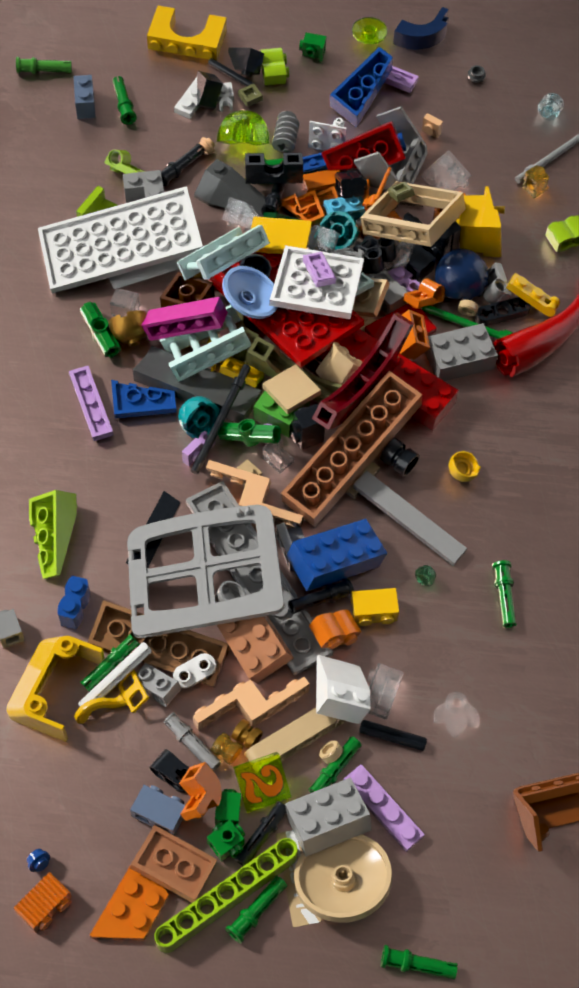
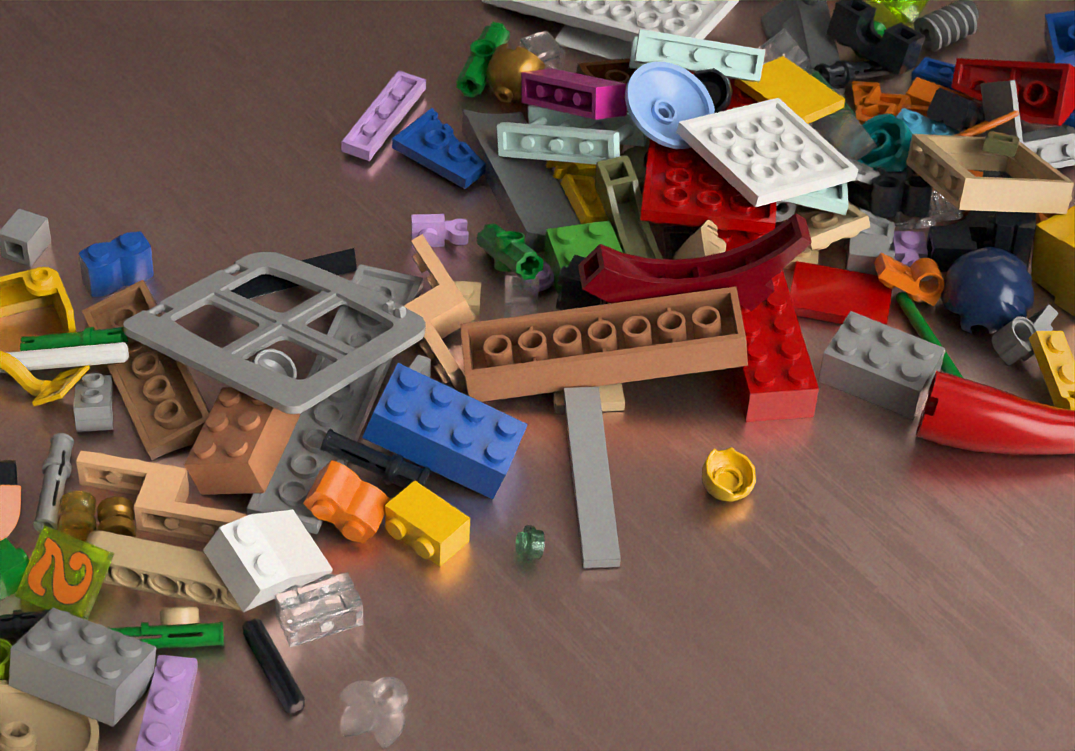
camera: 45 degrees right, 15 degrees down
(53, 521) = (204, 178): lime wedge -> none
(194, 670) = (139, 418): white plate -> none
(197, 416) = (477, 198): teal cylinder -> none
(237, 385) = (555, 195): black bar -> none
(291, 389) = (608, 229): tan tile -> none
(319, 269) = (778, 133): lavender plate -> none
(326, 136) = (991, 45): white hinge -> none
(397, 455) = (659, 406): black wheel -> none
(417, 340) = (833, 296): orange brick -> none
(468, 308) = (956, 331): tan tile -> none
(496, 317) = (982, 353): black beam -> none
(502, 583) = (616, 631): green pin -> none

